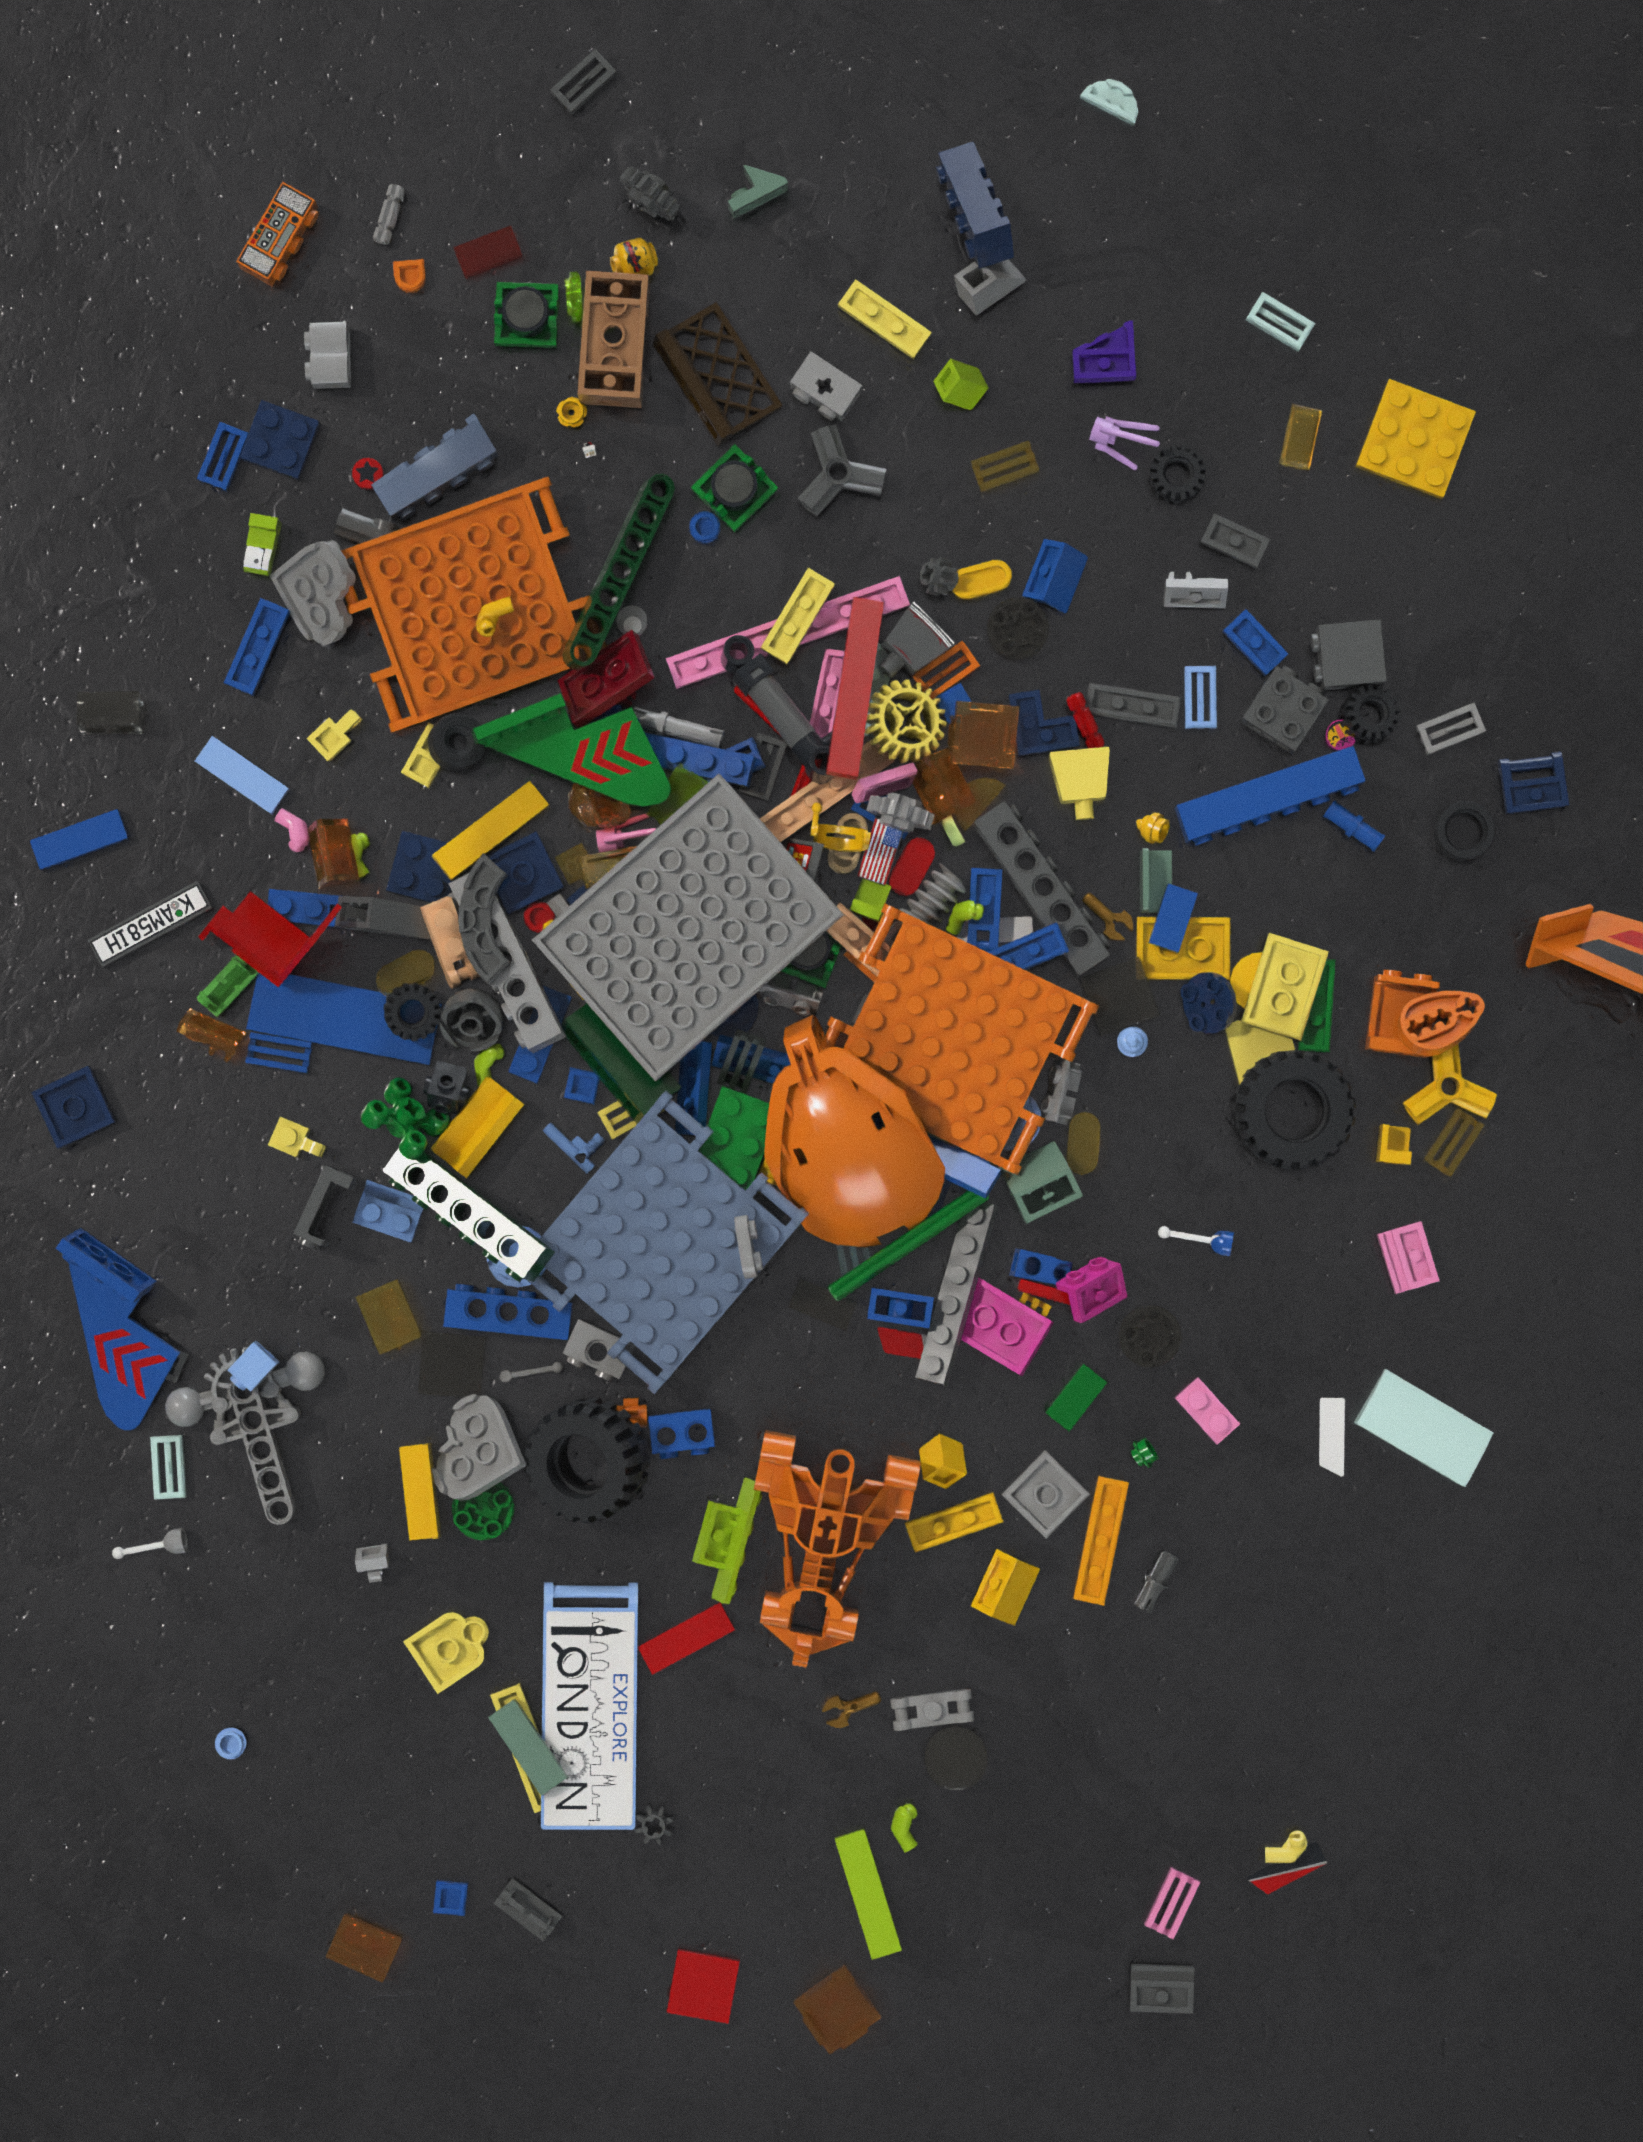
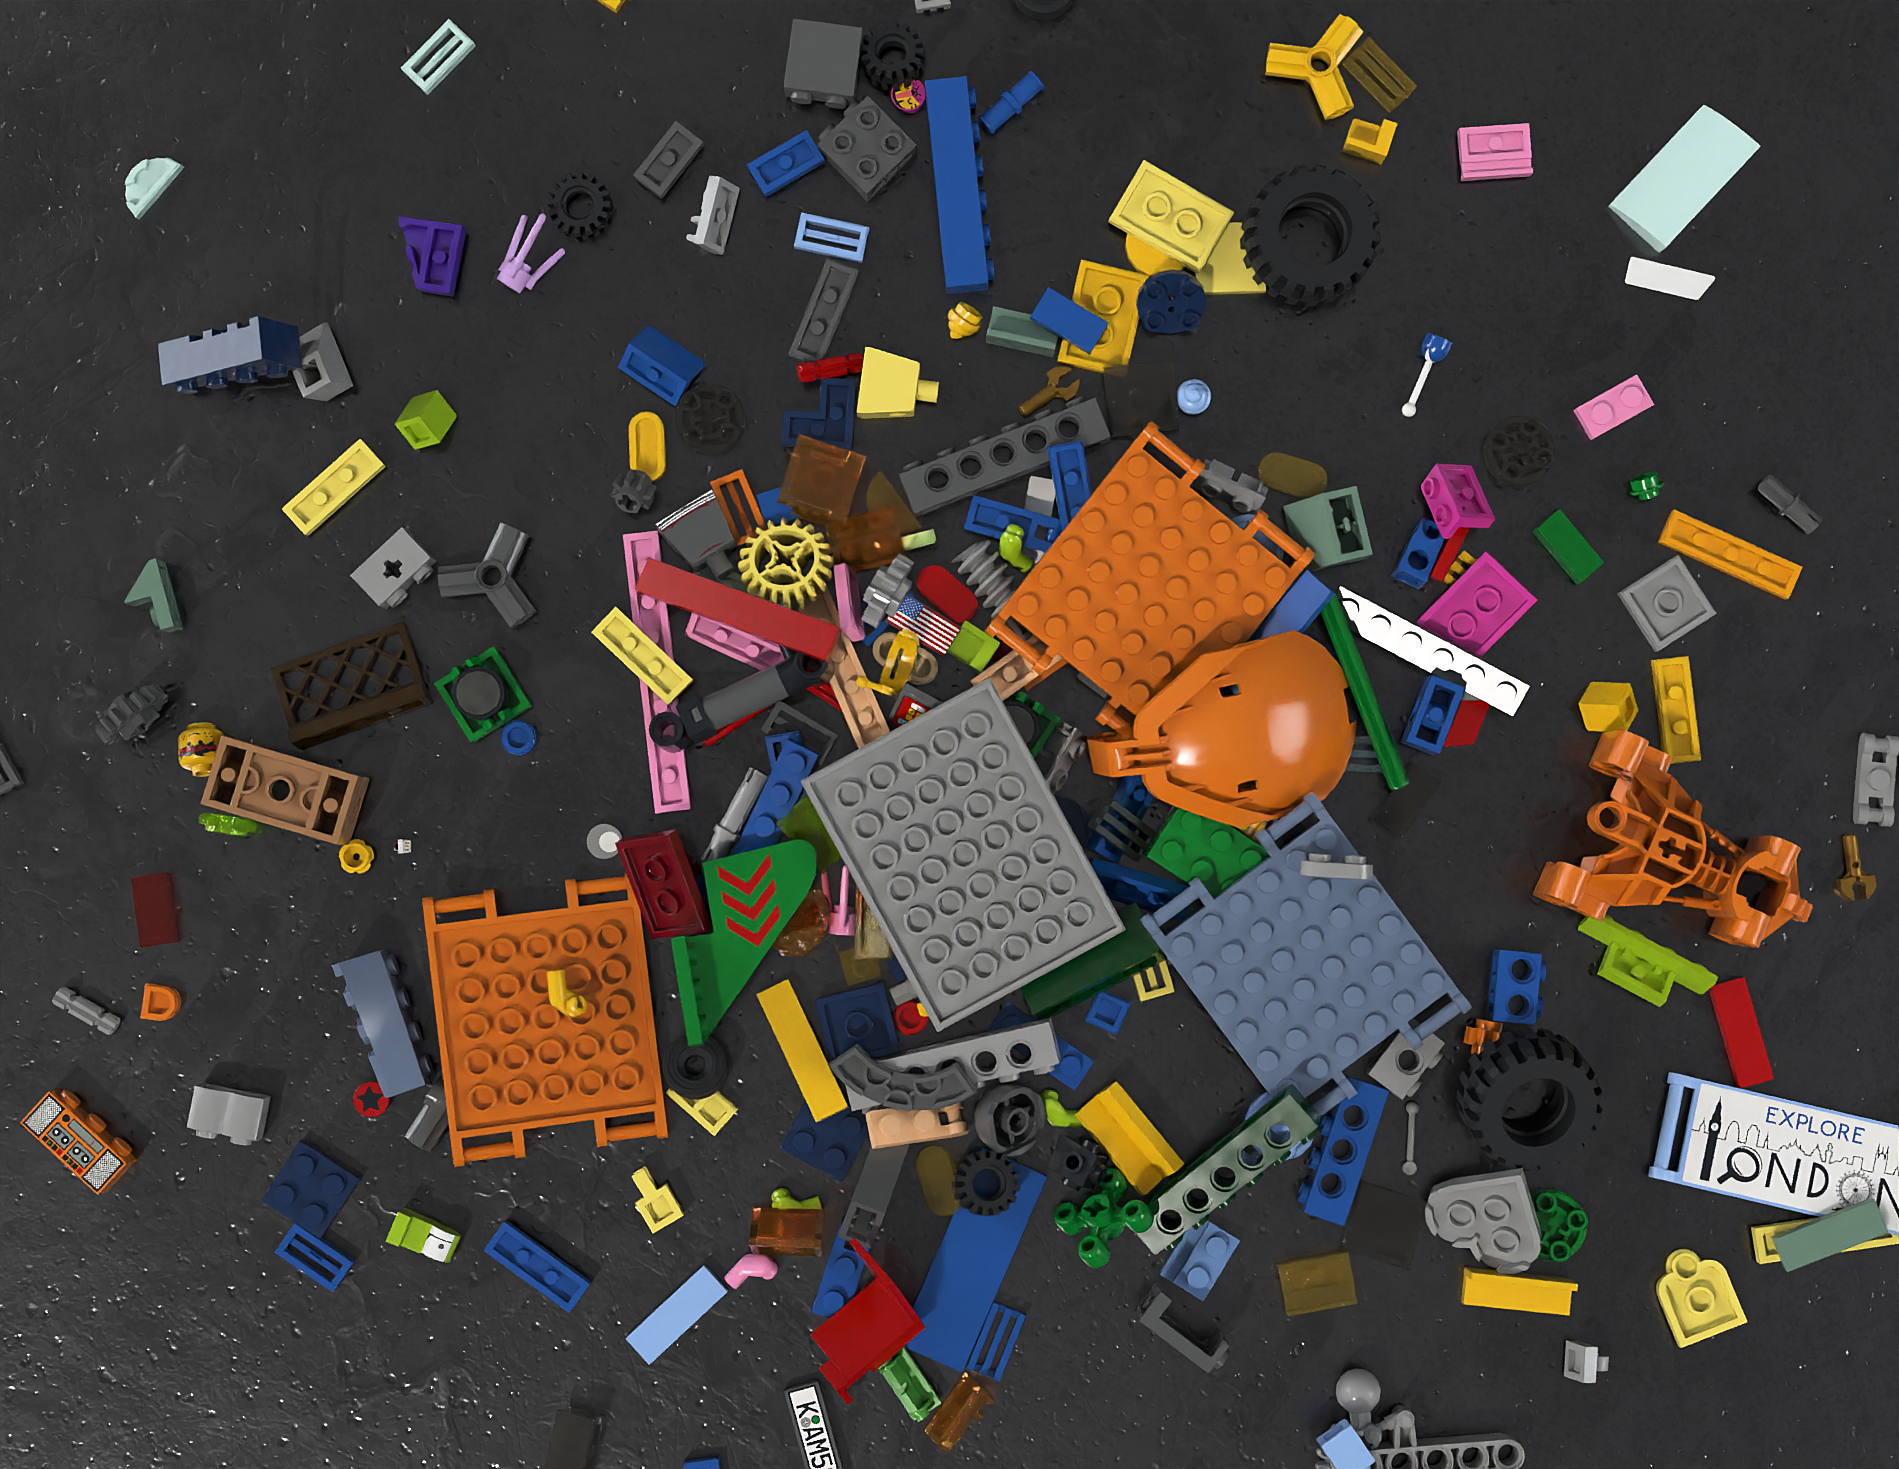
camera: 75 degrees left, 0 degrees up
(293, 1138) = (1094, 1346): light yellow plate -> none
(314, 591) = (487, 1188): light grey plate -> none
(526, 314) = (235, 882): piece -> none
(576, 1146) = (1173, 1032): medium blue hose -> none
(629, 561) = (538, 829): dark green beam -> none
(1005, 1587) = (1760, 671): yellow panel -> none
(1025, 446) = (523, 363): clear yellow tile -> none
(1300, 437) = (570, 64): clear yellow tile -> none
(1318, 1026) = (1221, 189): green tile -> none
(1388, 999) = (1228, 98): orange panel -> none
(1443, 1036) = (1265, 56): orange piece -> none

